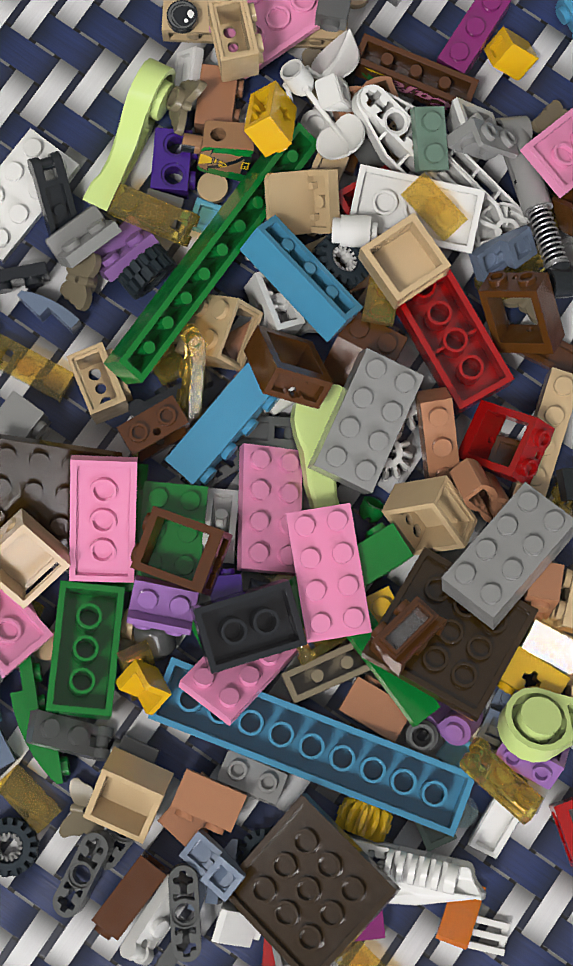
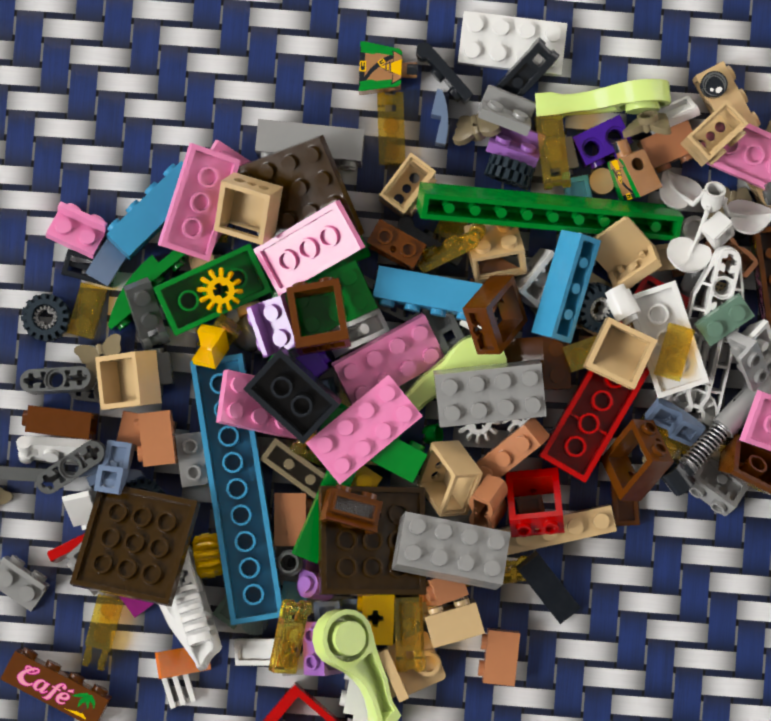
camera: 65 degrees right, 5 degrees up
(100, 646) = (222, 281): none -> yellow gear
(270, 119) = (671, 195): yellow brick -> none

